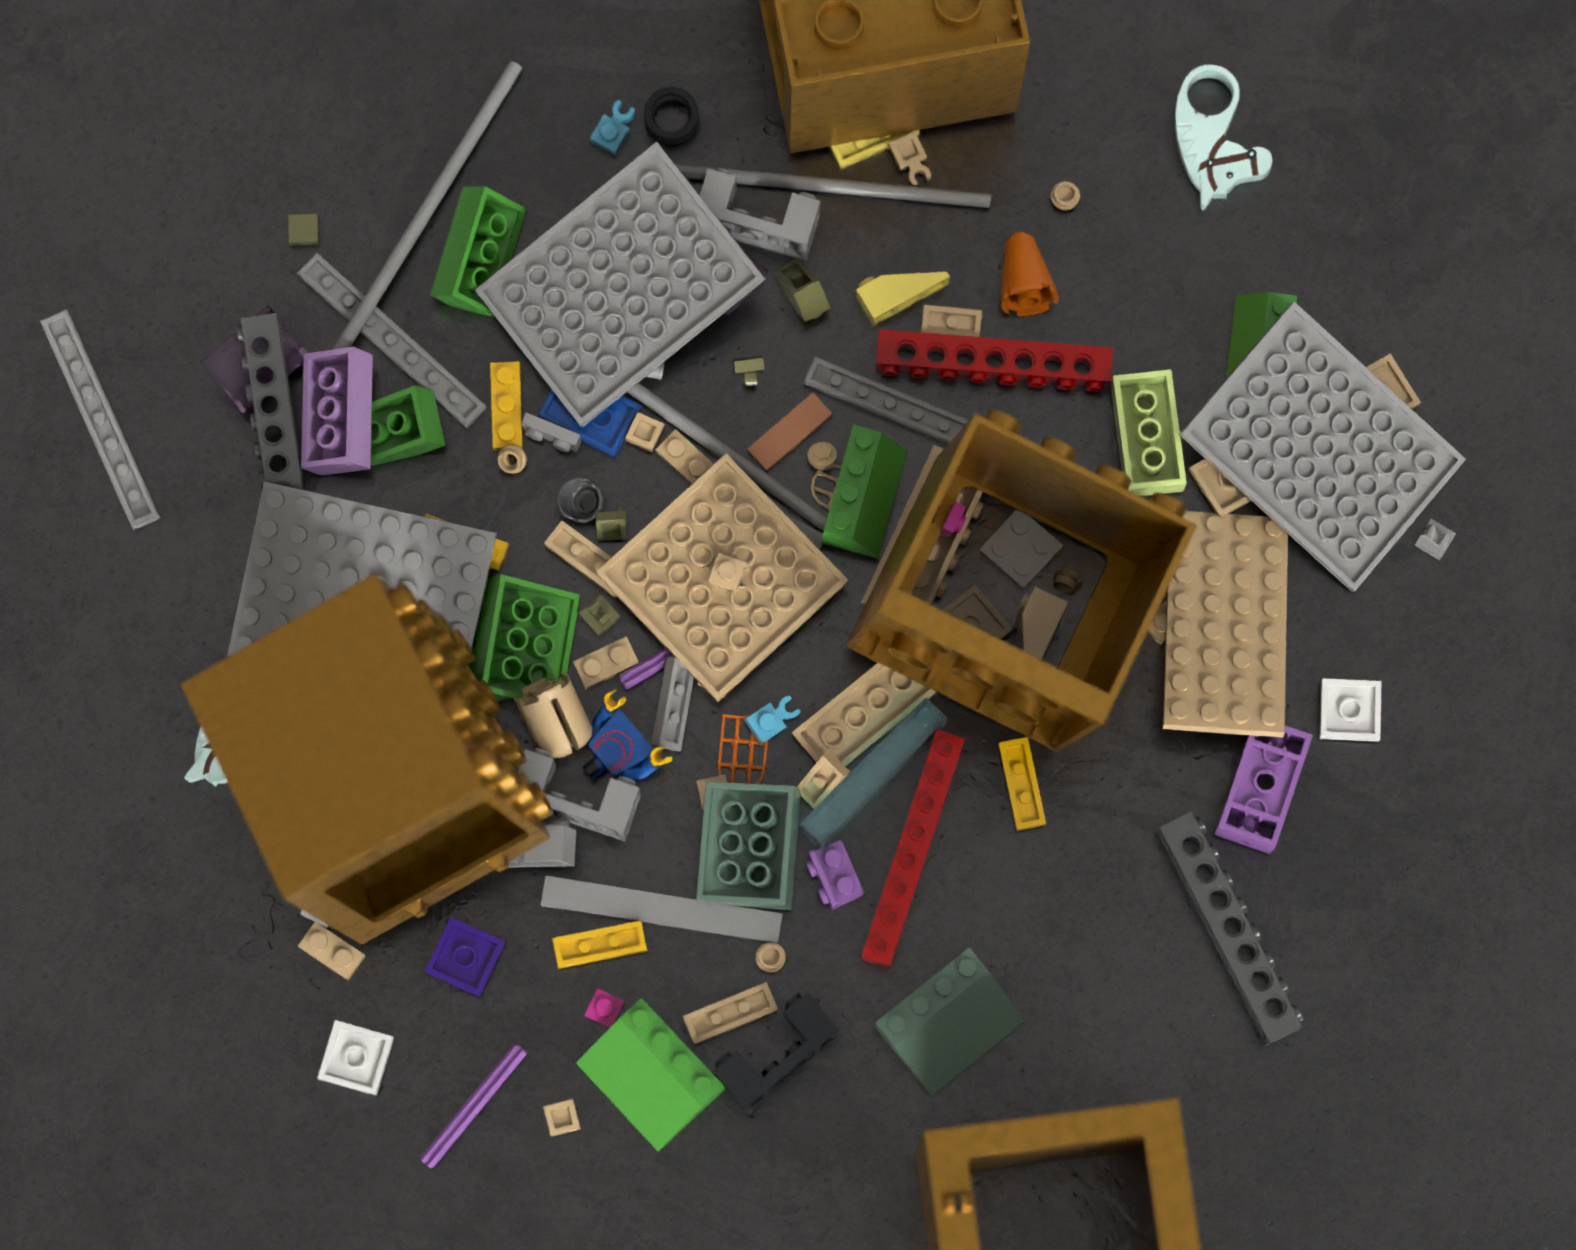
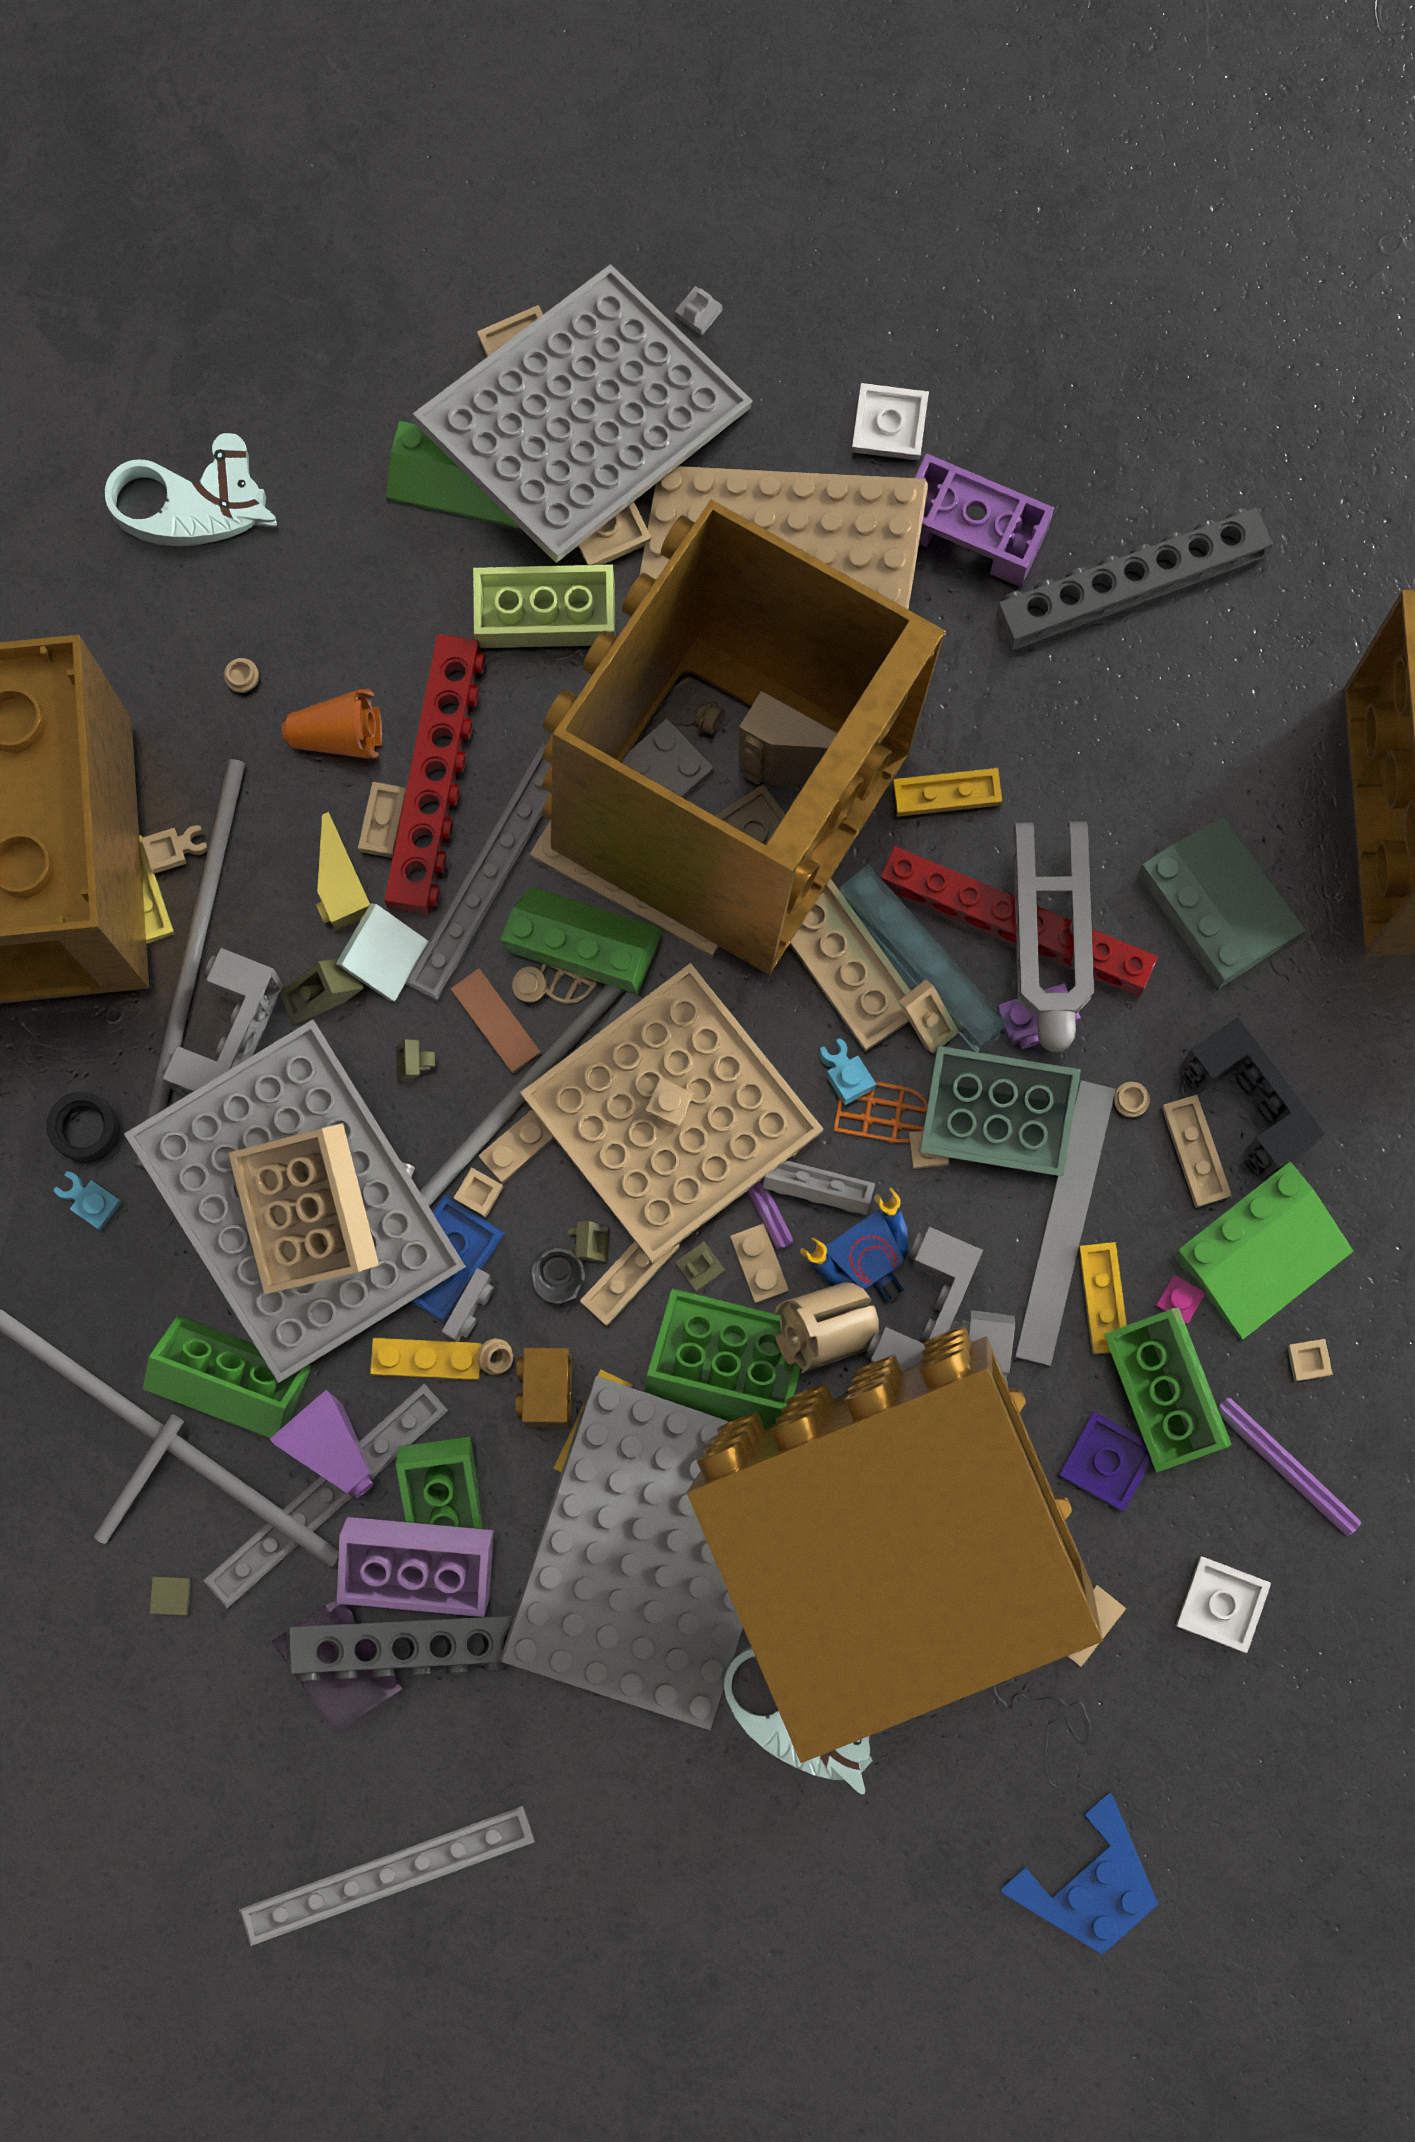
camera: 80 degrees left, 0 degrees up
(117, 976) = (1102, 1897): none -> blue wing
(392, 193) = (138, 1479): none -> light grey bar
(427, 333) = (327, 1445): none -> medium lavender slope
(486, 498) = (546, 1388): none -> pearl gold brick
(526, 999) = (1167, 1389): none -> bright green slope
(610, 290) = (303, 1209): none -> tan slope
(828, 877) = (1053, 1010): none -> light grey piece
(835, 333) = (382, 952): none -> light aqua tile

